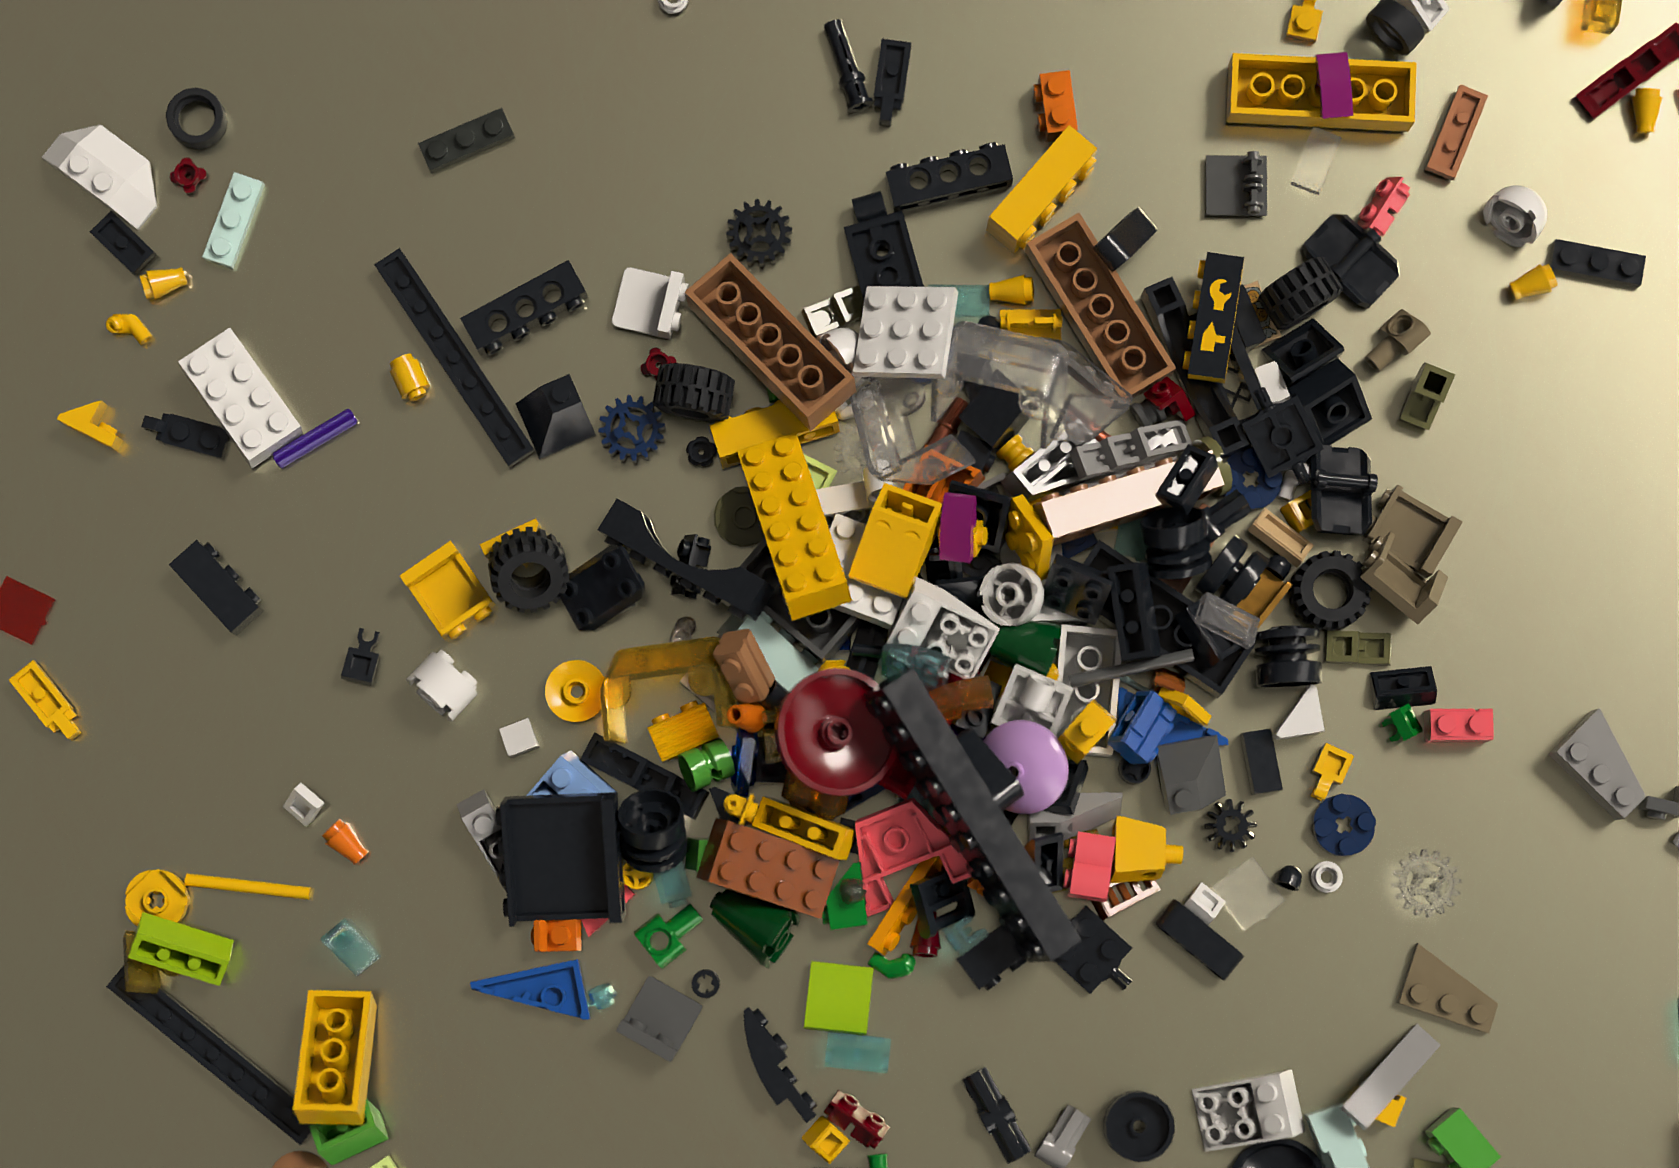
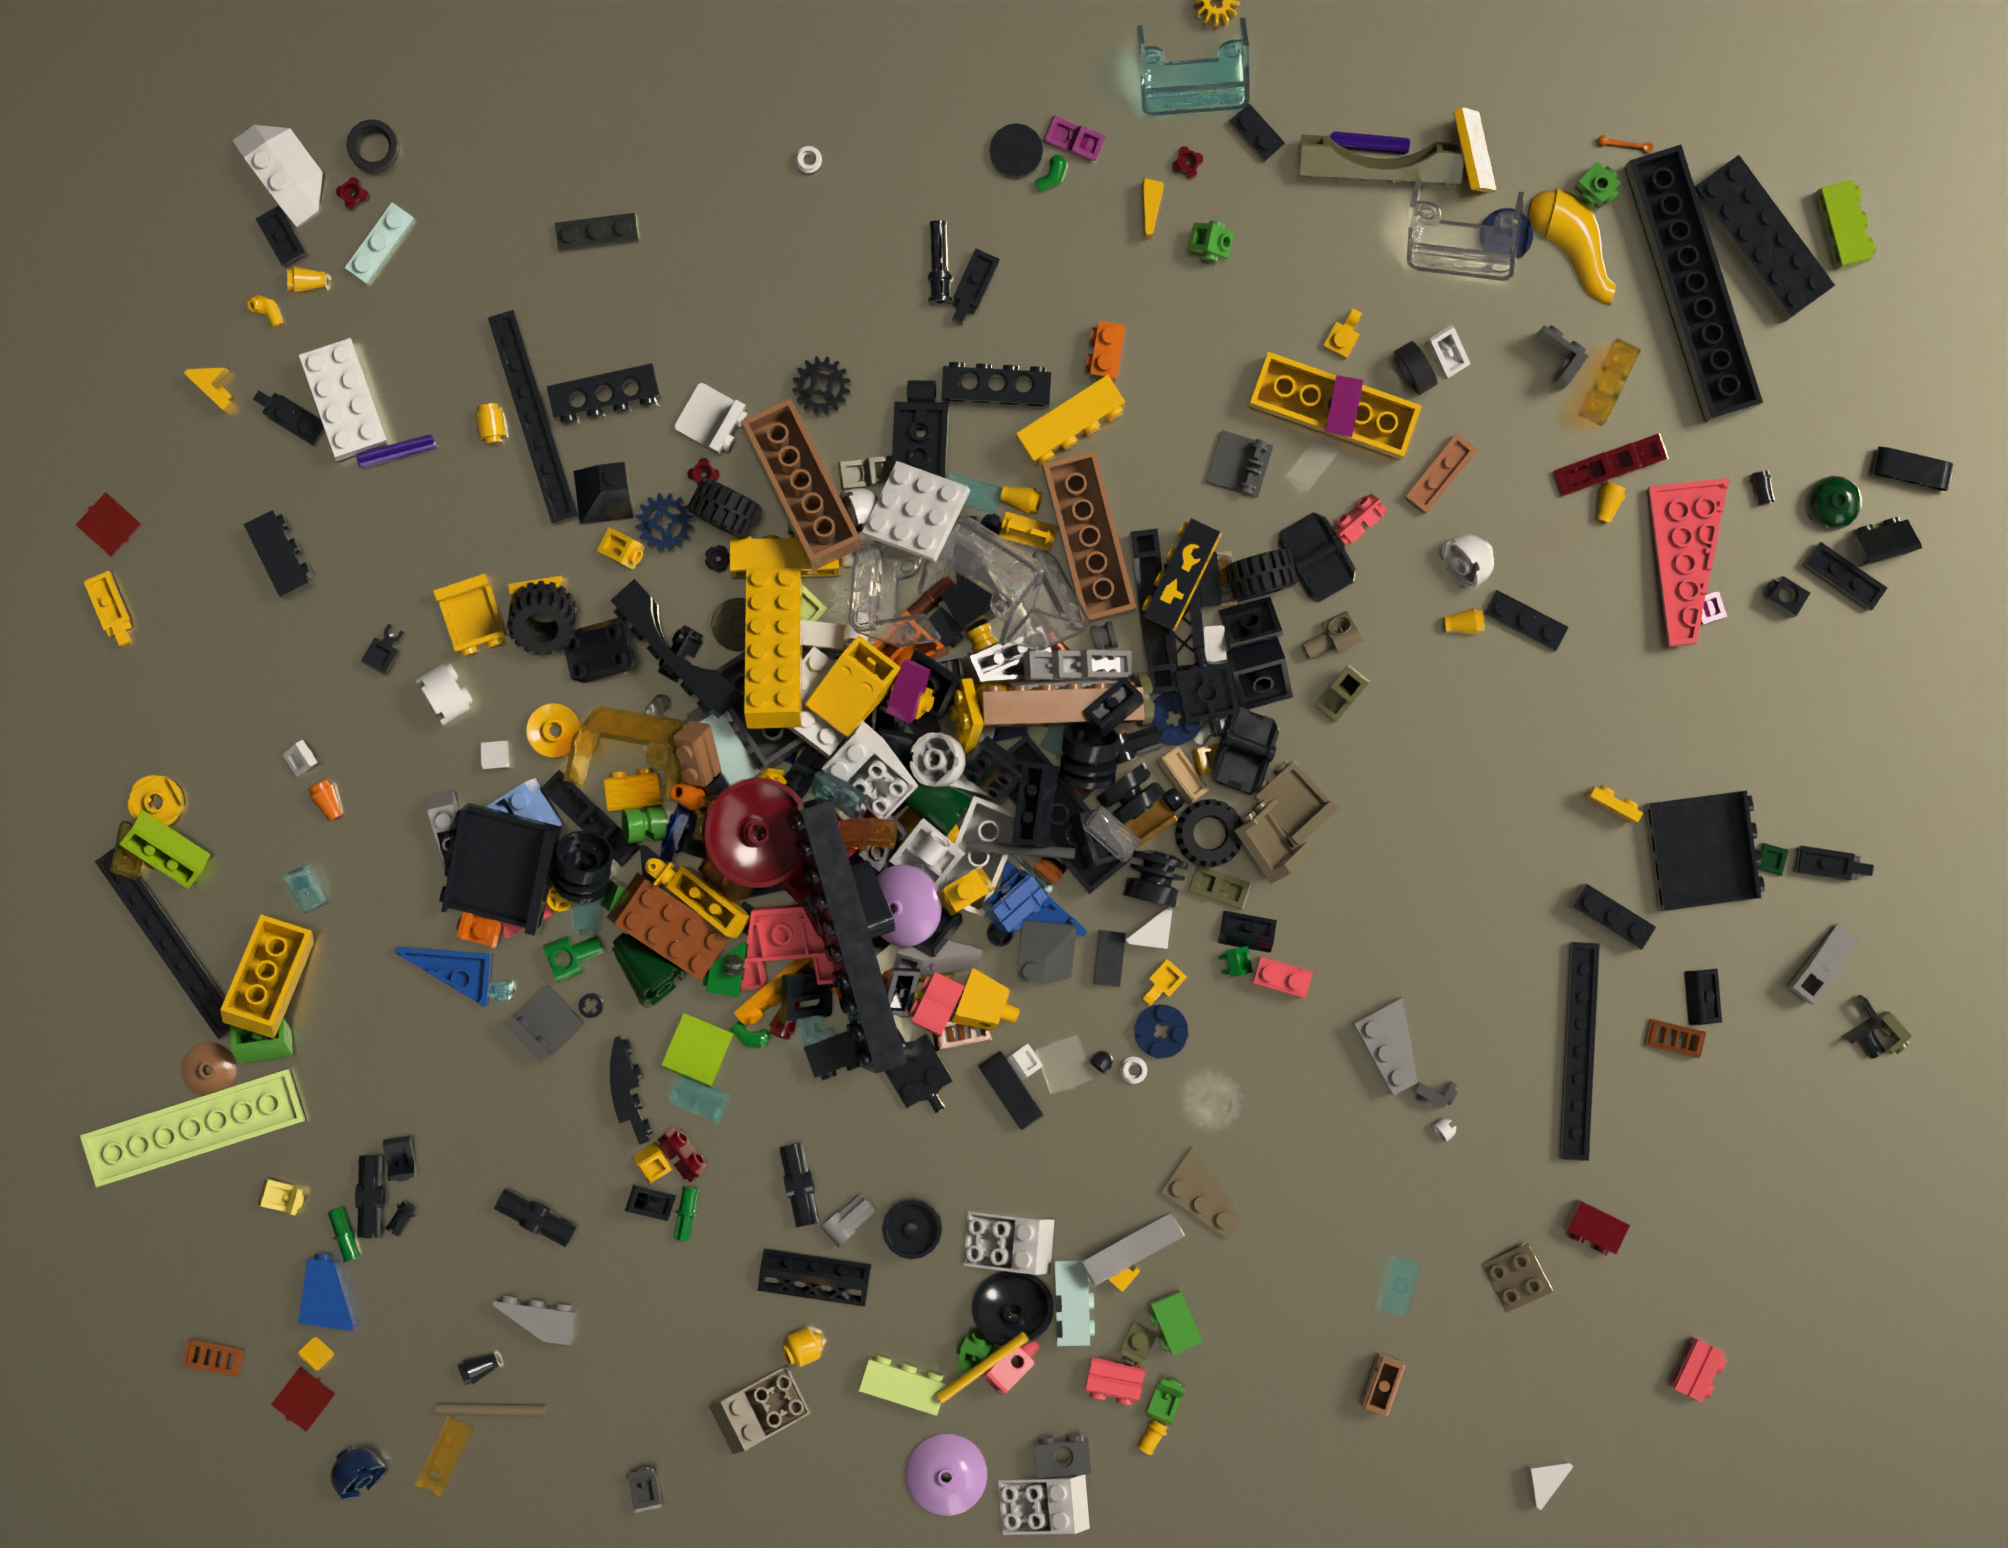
camera: 15 degrees right, 5 degrees up
(248, 886) = (234, 812): yellow bar -> none
(592, 471) = (621, 548): none -> yellow bracket
(1125, 239) = (1127, 484): black beam -> none
(1170, 396) = (1123, 627): dark red bracket -> none
(1185, 706) = (1056, 894): yellow tile -> none
(1240, 829) = (1073, 1008): black gear -> none

